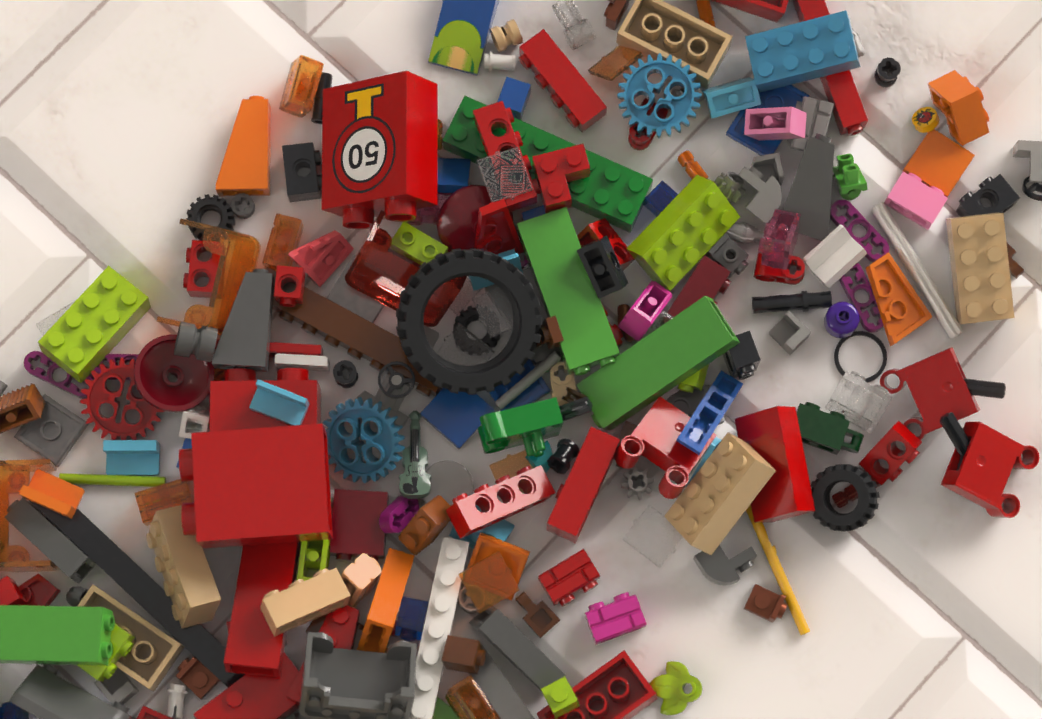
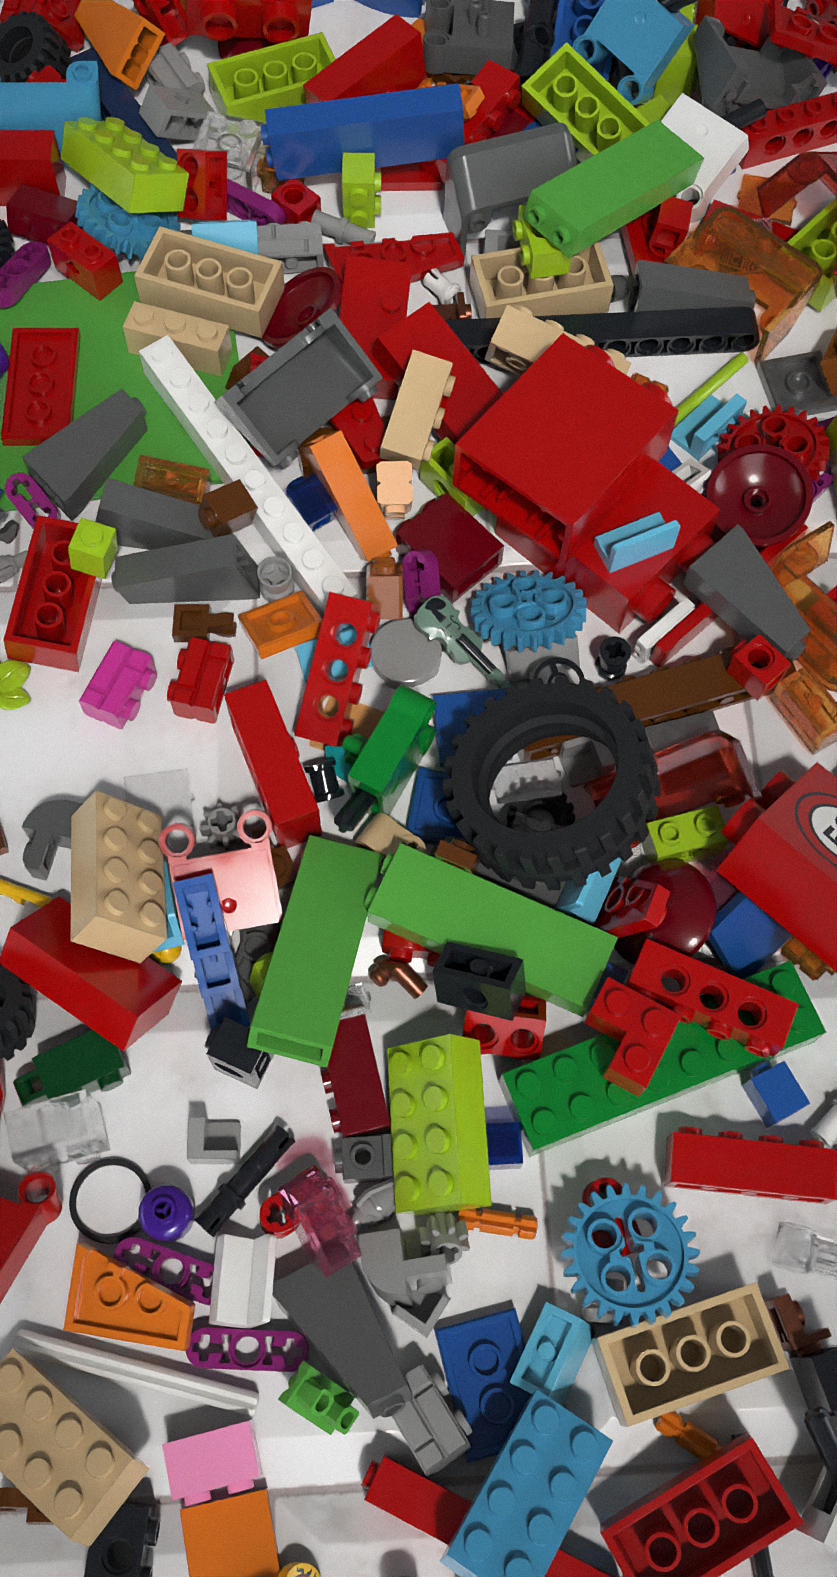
camera: 130 degrees right, 10 degrees down
(53, 493) = (731, 318): orange panel -> none
(195, 341) = (780, 524): dark grey wheel -> none
(322, 256) = (765, 733): coral wing -> none
(488, 582) = (271, 594): clear orange piece -> none
(505, 174) = (686, 967): clear piece -> none
(529, 379) = (435, 809): light grey bar -> none
(573, 395) = (369, 833): dark brown bush -> none
(615, 63) = (718, 1250): clear orange piece -> none
(645, 310) = (390, 997): dark pink brick -> none
(775, 123) = (465, 1364): bright pink brick -> none

